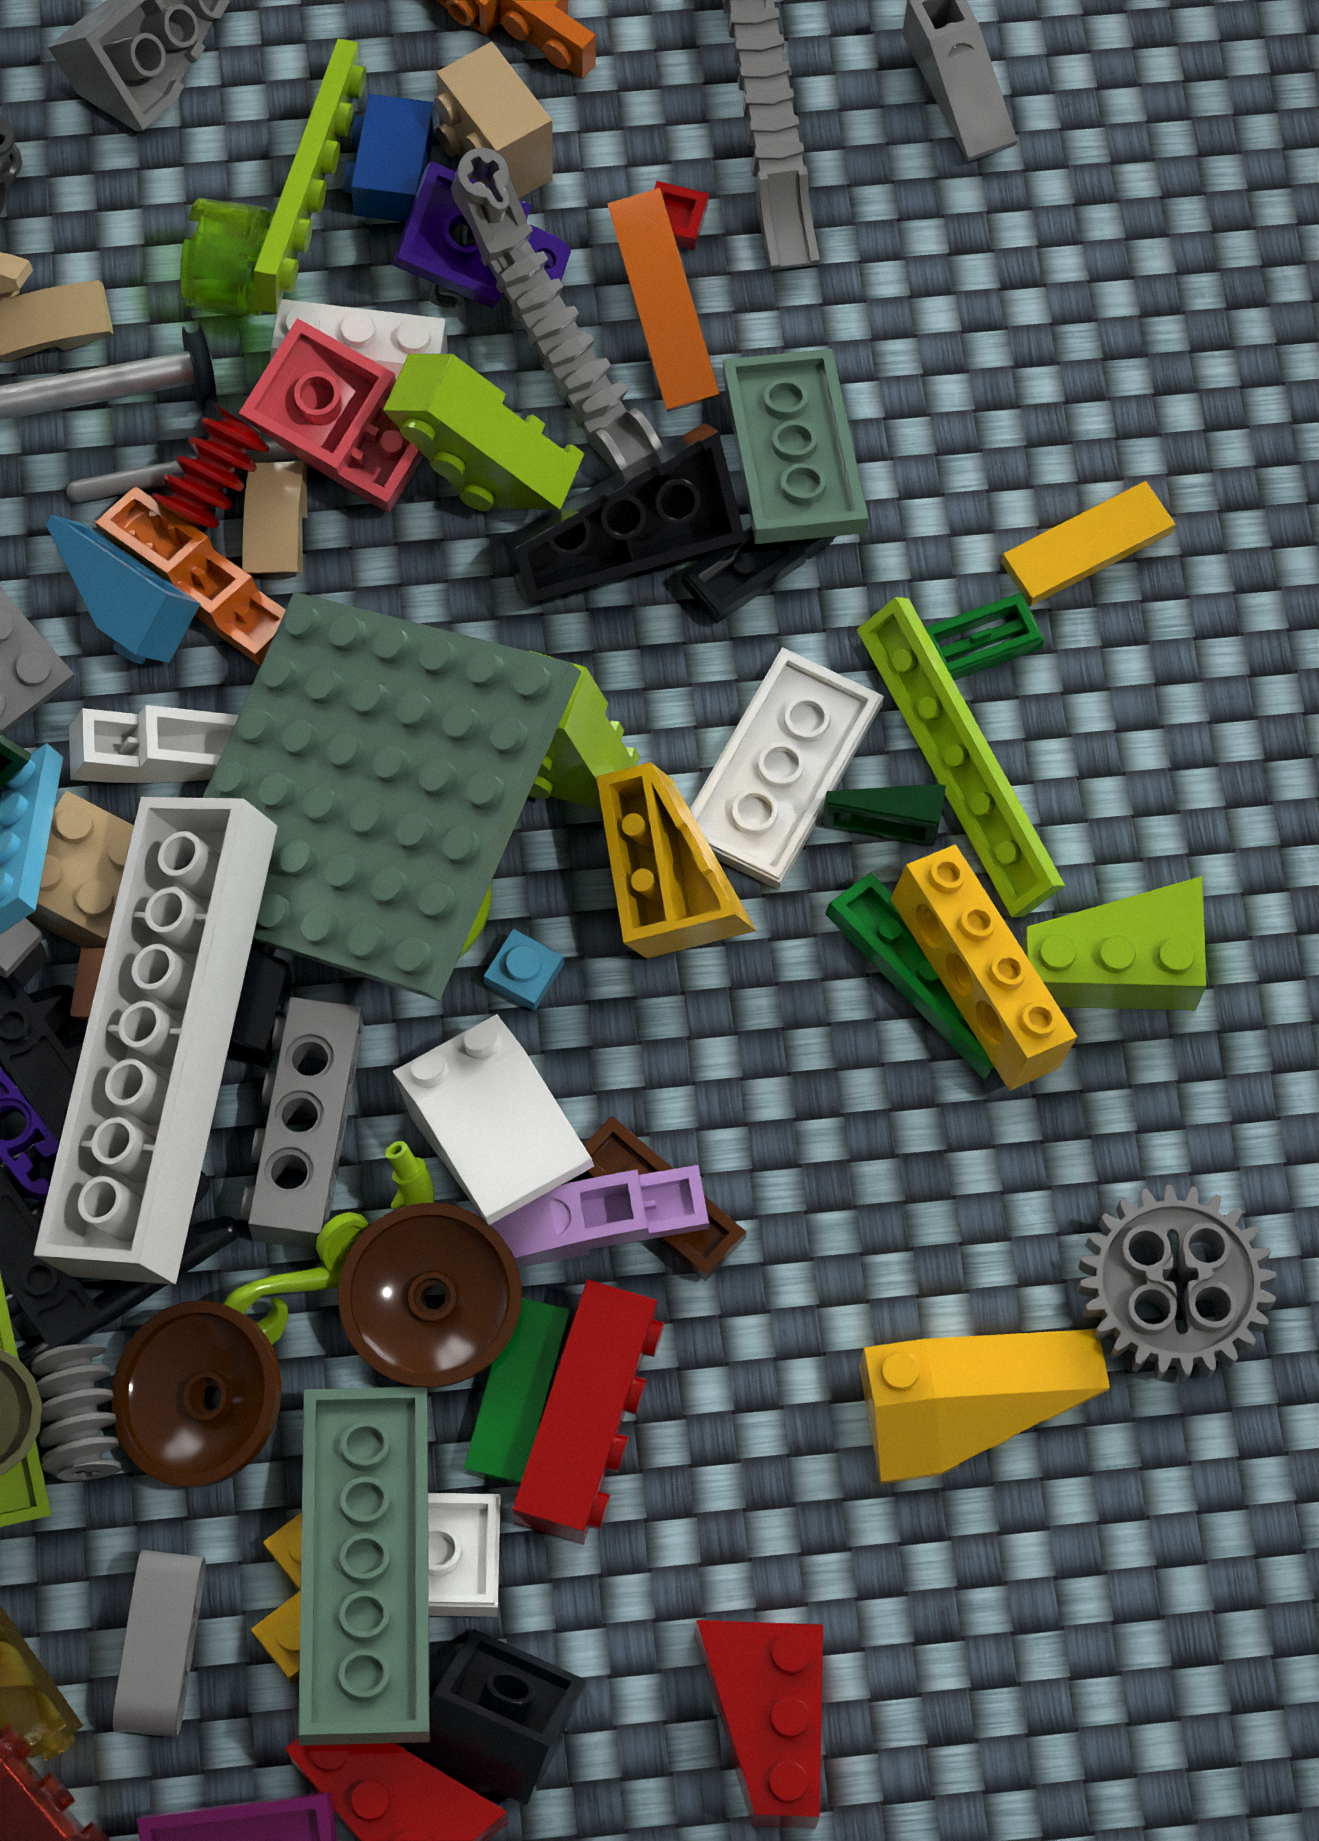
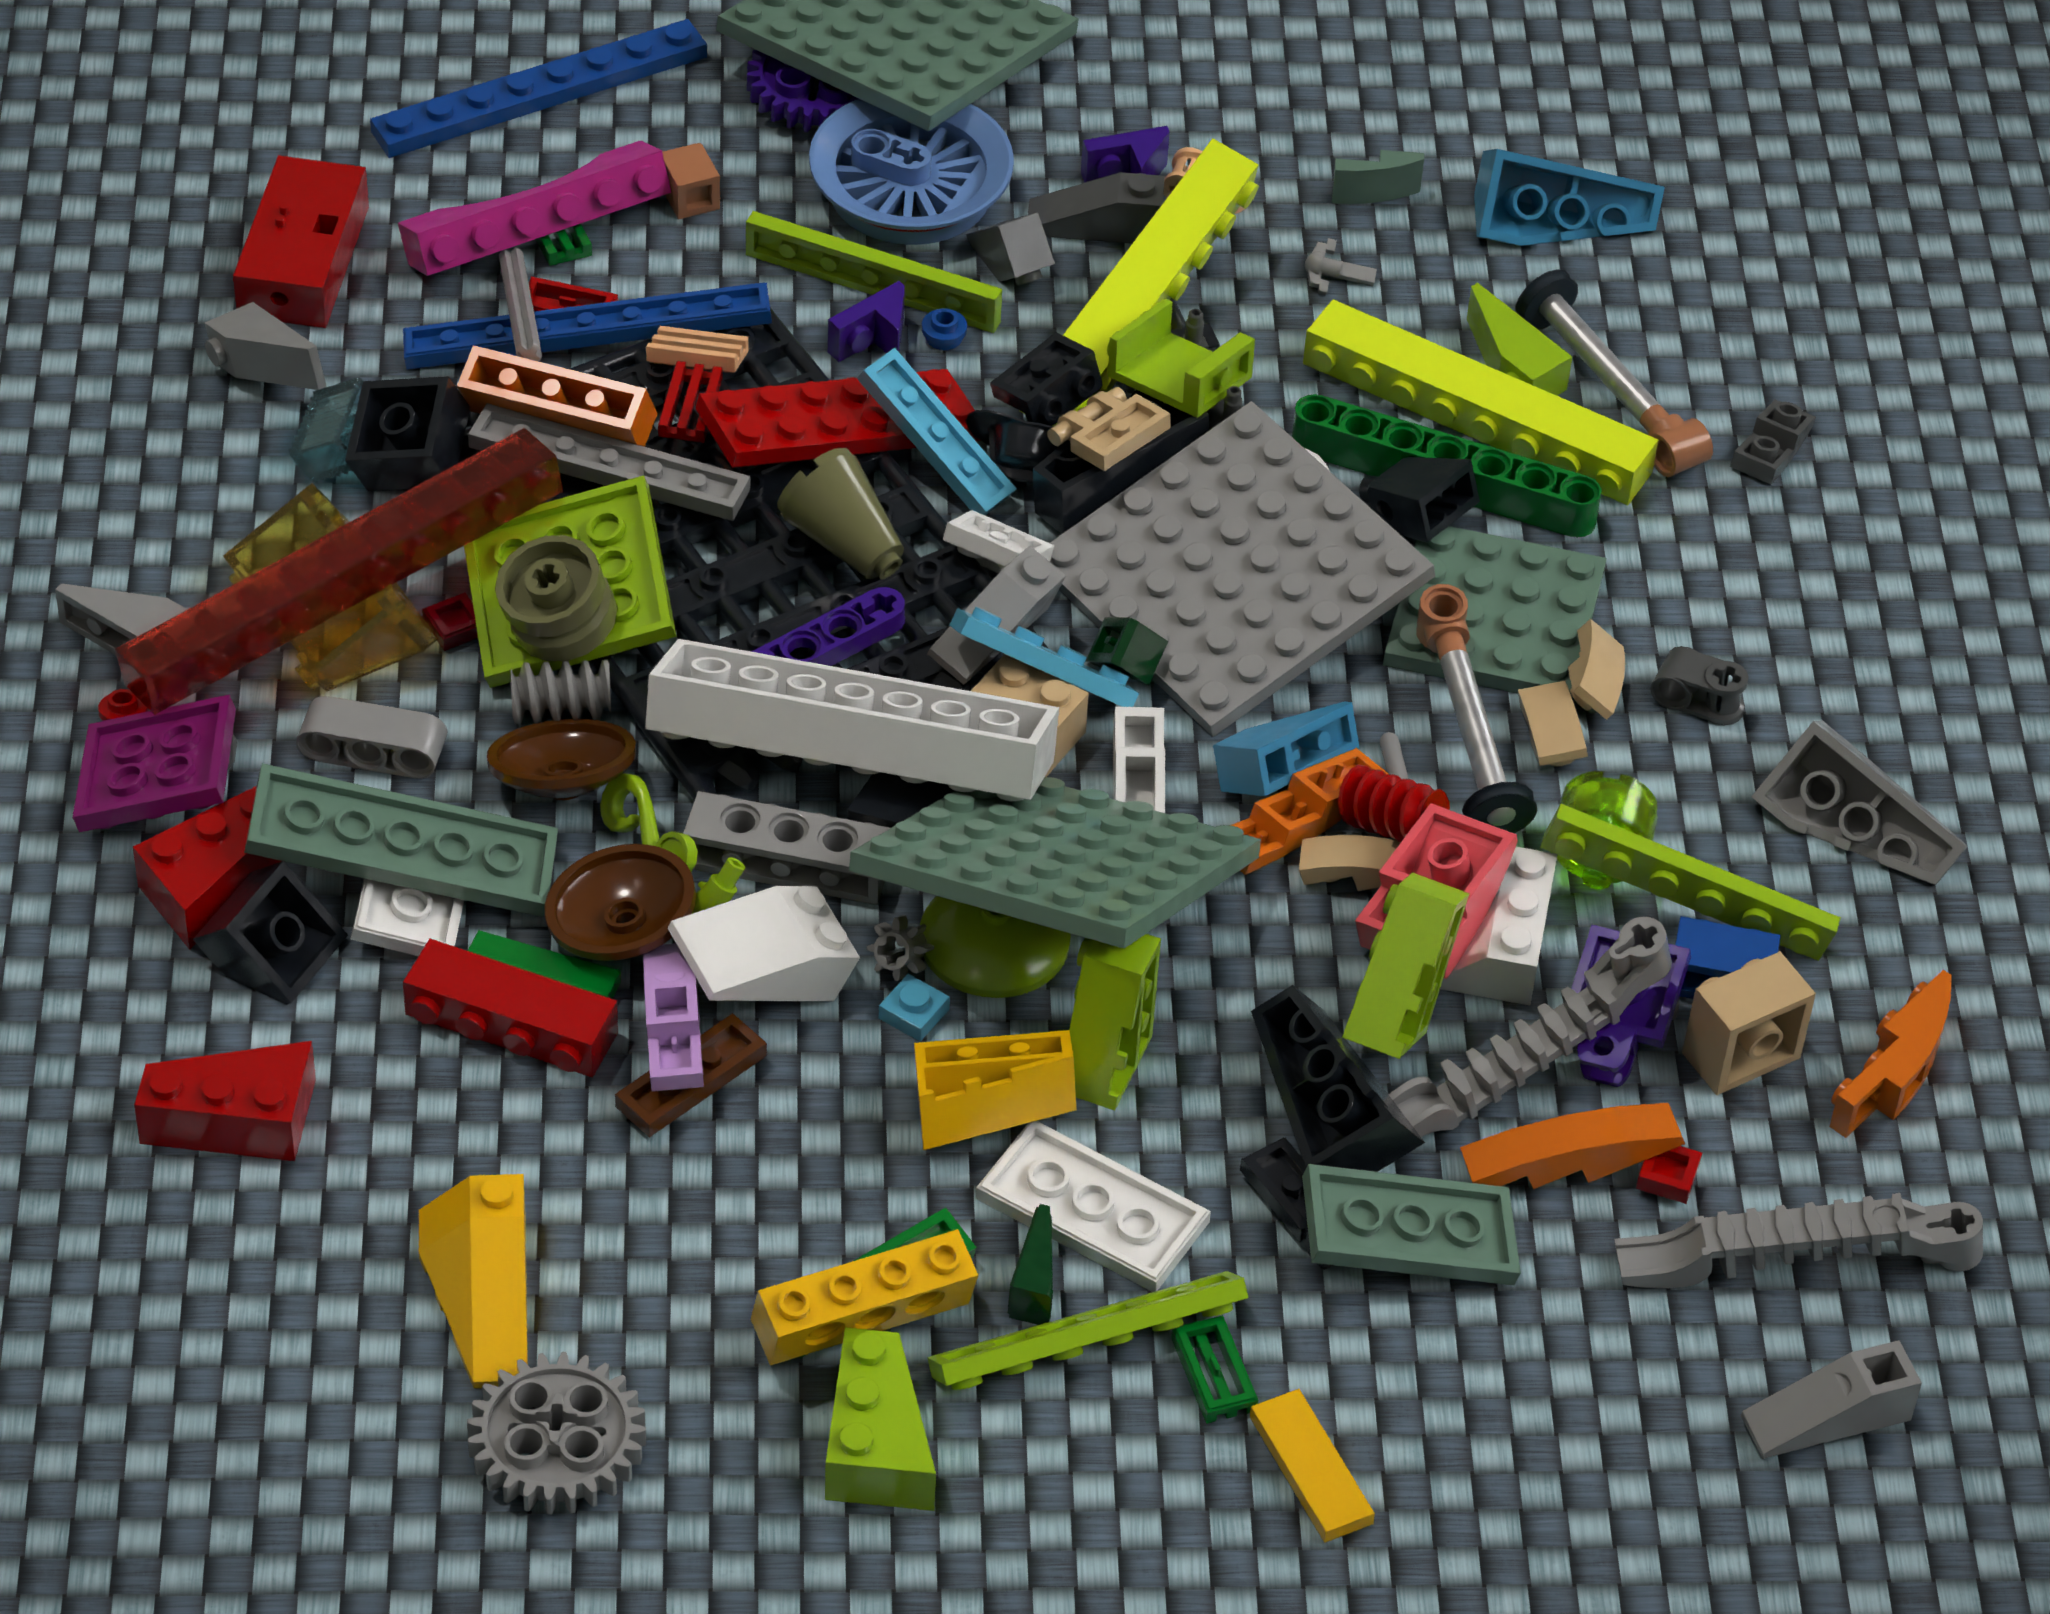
camera: 95 degrees right, 20 degrees down
(465, 990) = (905, 936): none -> light grey gear

